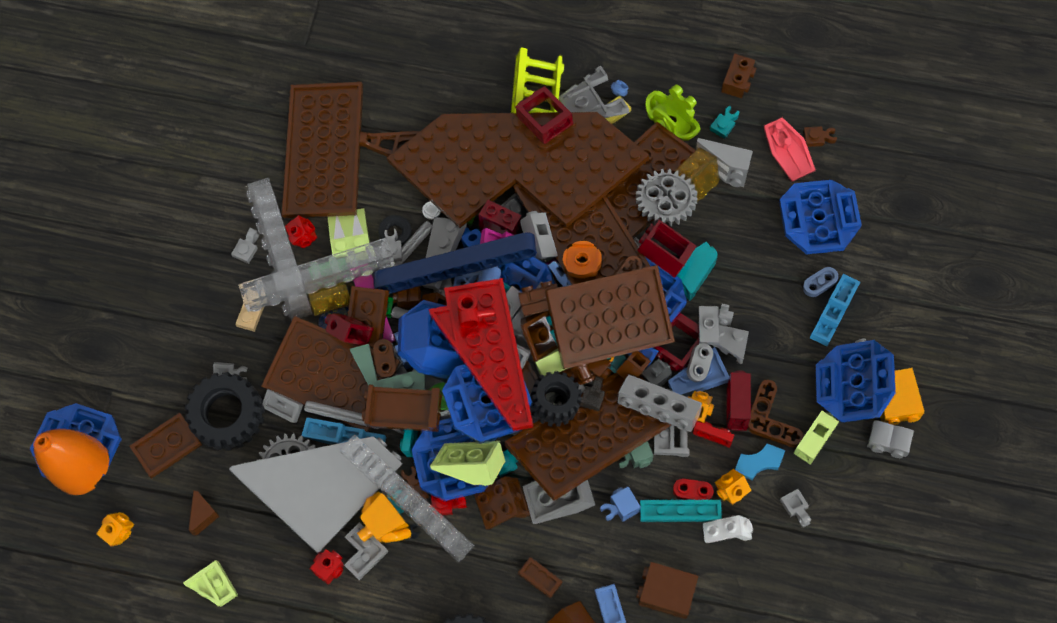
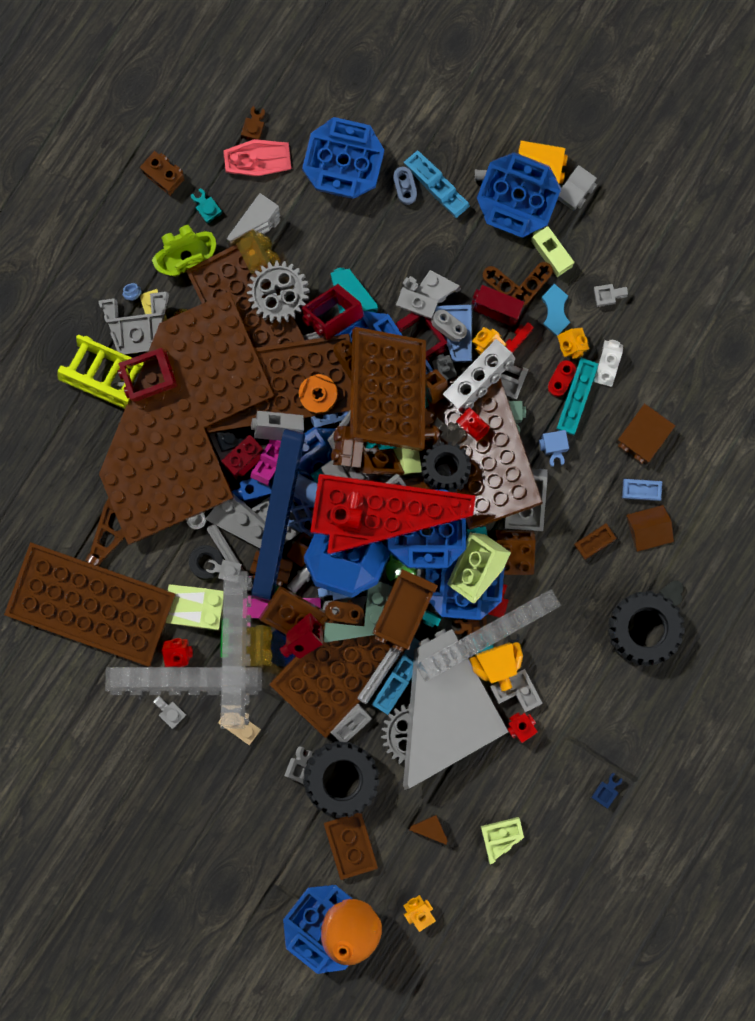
camera: 75 degrees left, 15 degrees up
(609, 411) = (473, 424): none -> red piece

